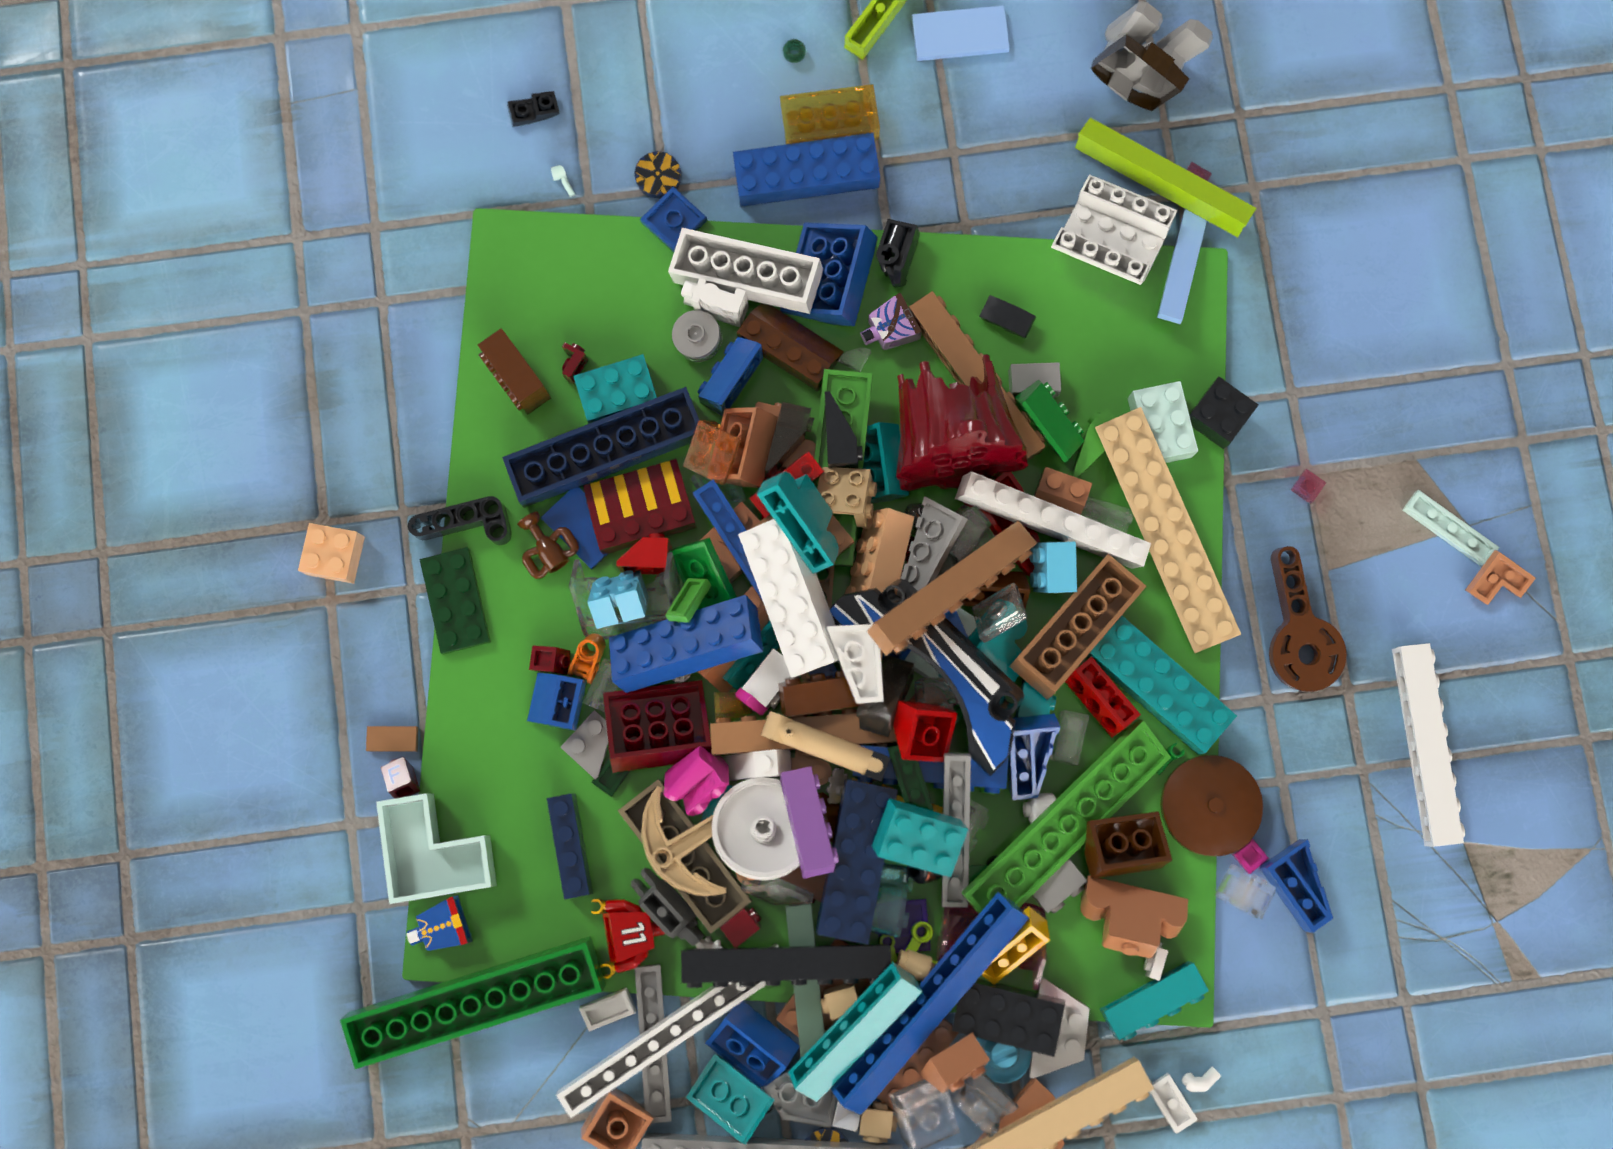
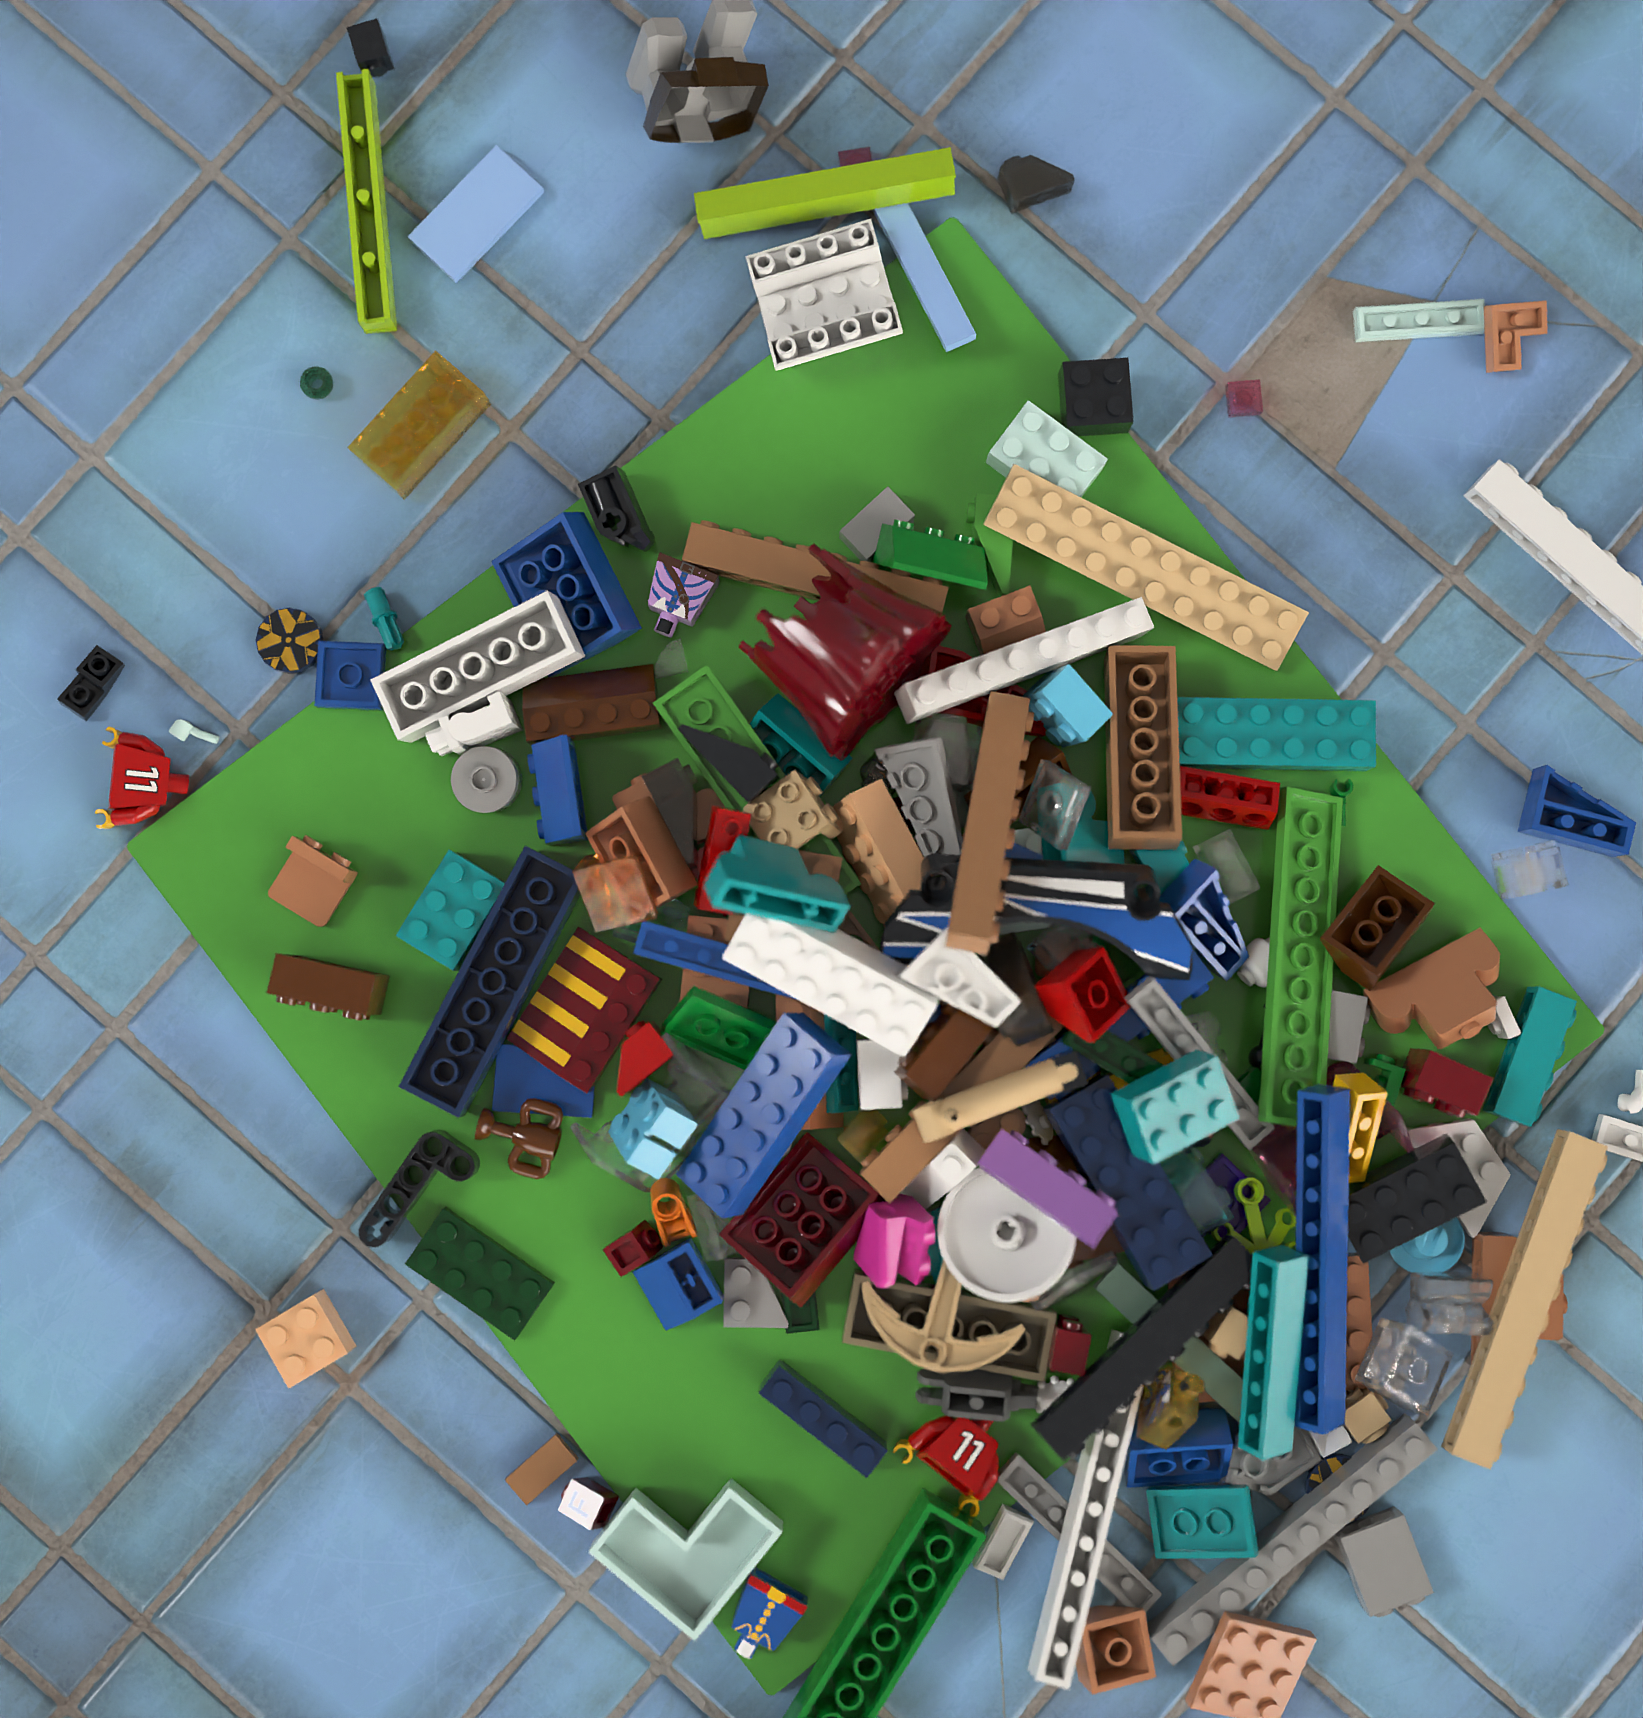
camera: 45 degrees left, 5 degrees up
(511, 179) = (138, 780): none -> red torso
(555, 310) = (312, 881): none -> nougat bracket
(576, 363) = (385, 921): dark red bracket -> none
(688, 600) = (727, 1068): bright green tile -> none
(719, 204) = (384, 618): none -> teal axle
(750, 701) = (880, 1114): dark pink tile -> none
(774, 1005) = (1168, 1406): none -> clear yellow torso
(806, 169) = (444, 501): blue brick -> none
(915, 963) = (1272, 1231): tan brick -> none
(956, 1064) = (1398, 1294): nougat slope -> none
(1007, 316) = (791, 481): black slope -> none
(1059, 941) = (1390, 1076): none -> green bracket
(1089, 968) = (1445, 1082): none -> dark red brick
(1108, 514) = (1070, 603): clear hinge -> none
(1211, 805) = (1422, 811): reddish brown dish -> none
(1250, 856) = (1499, 827): dark pink tile -> none
(1288, 267) = (1032, 182): none -> clear smoke slope
(1303, 630) = (1363, 553): reddish brown beam -> none

